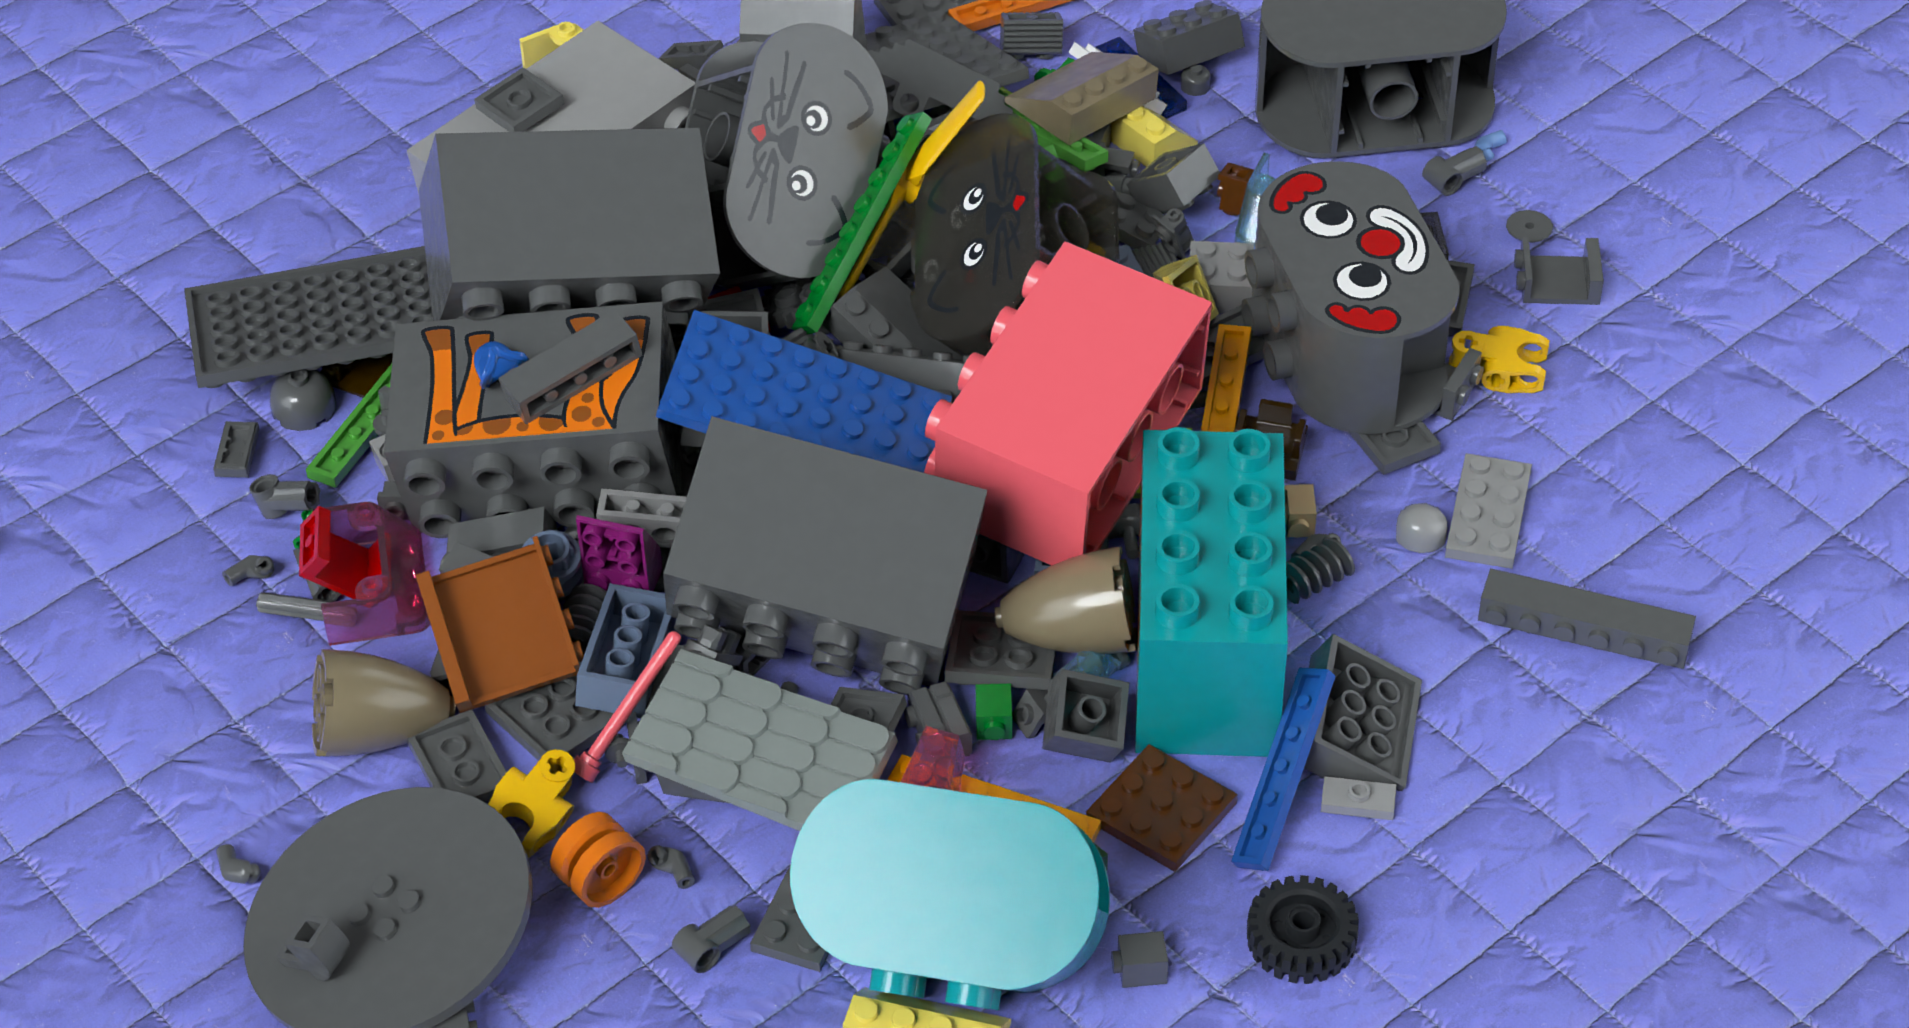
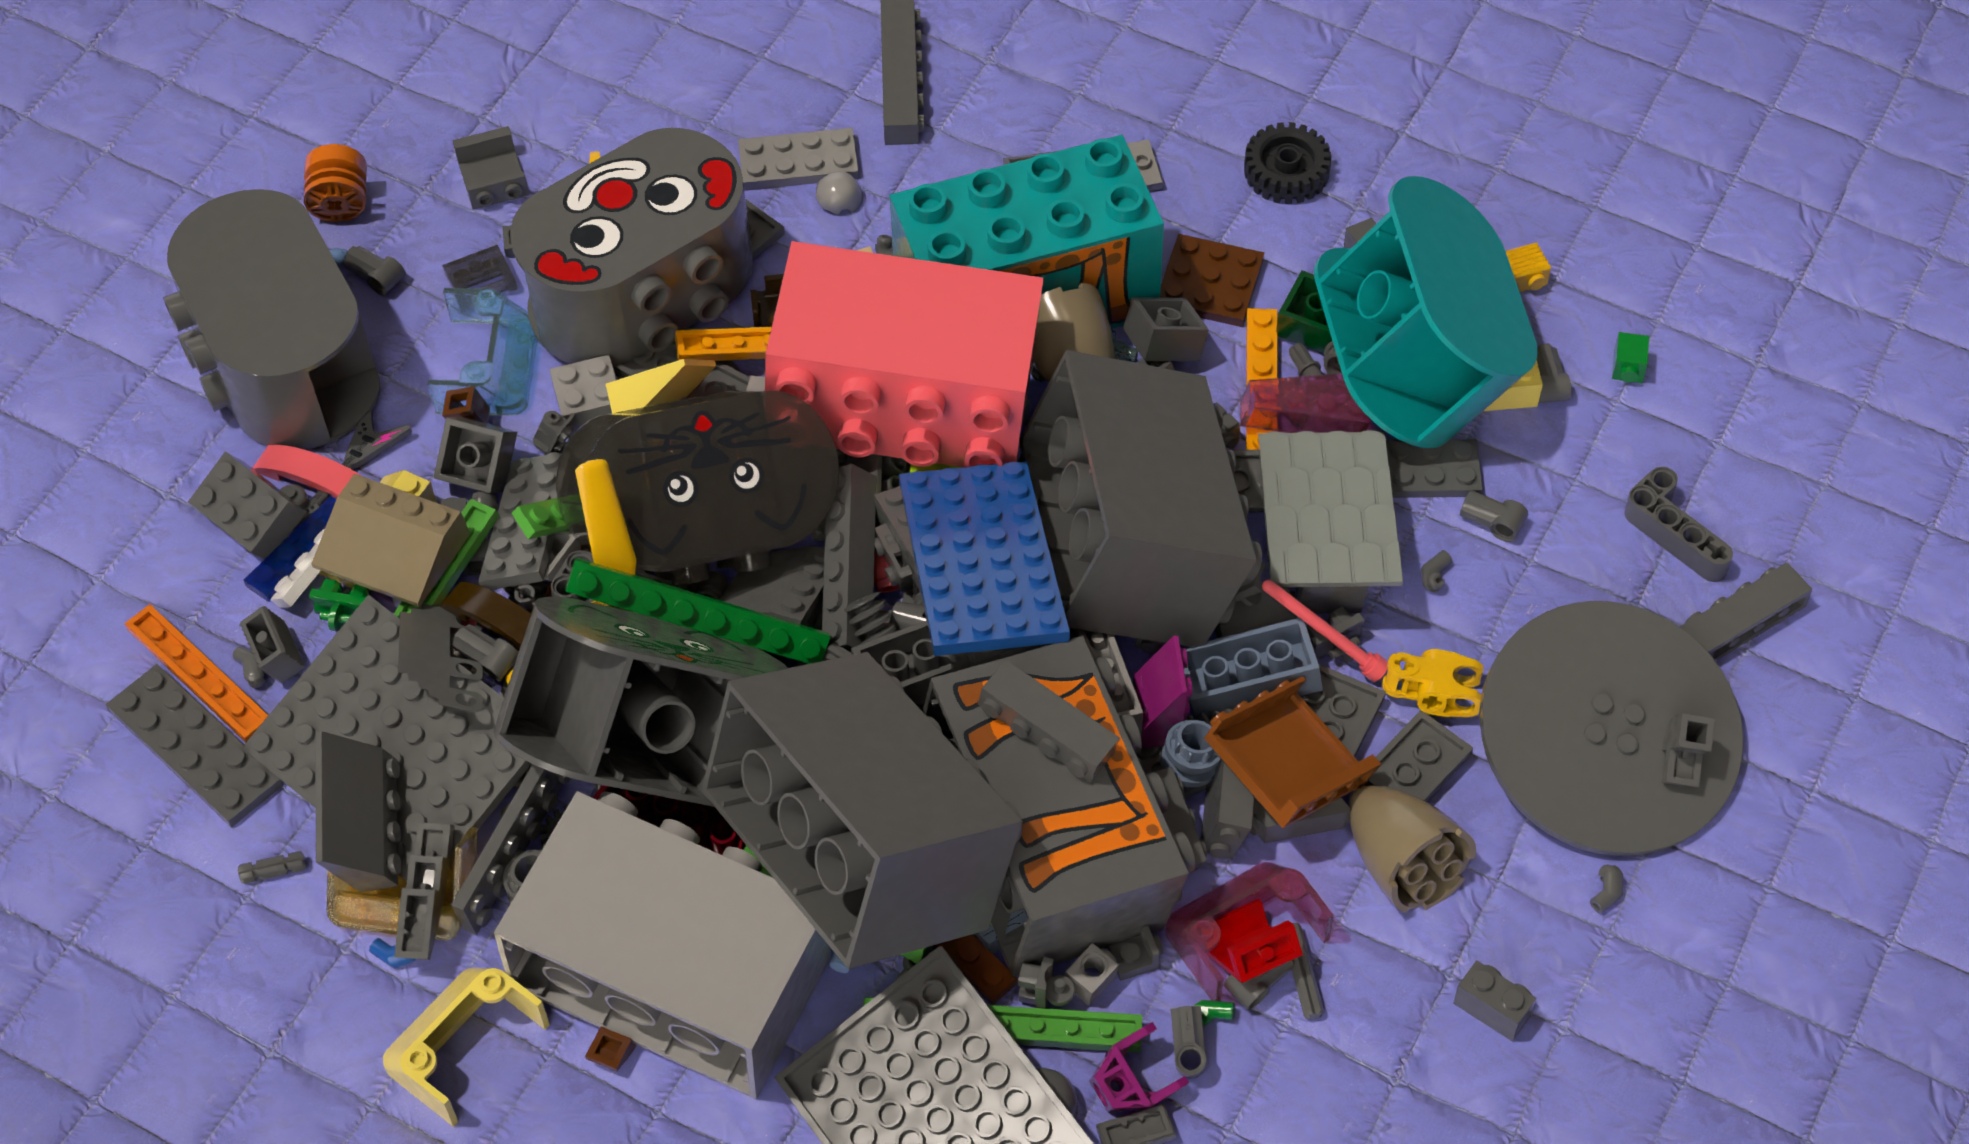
camera: 110 degrees left, 10 degrees up
(179, 724) = (1494, 1000): none -> dark grey brick
(249, 567) = (1276, 1045): dark grey arm -> none
(277, 439) = (1130, 1093): none -> magenta piece
(495, 360) = (1059, 802): blue piece -> none
(519, 101) = (660, 947): dark grey plate -> none
(597, 859) = (1477, 602): orange wheel -> none
(1214, 93) = (304, 467): none -> coral slope
(1235, 133) = (362, 448): none -> dark grey piece
(1283, 769) = (1196, 197): blue plate -> none
(1529, 224) = (432, 204): dark grey piece -> none
(1569, 149) = (335, 182): none -> orange wheel

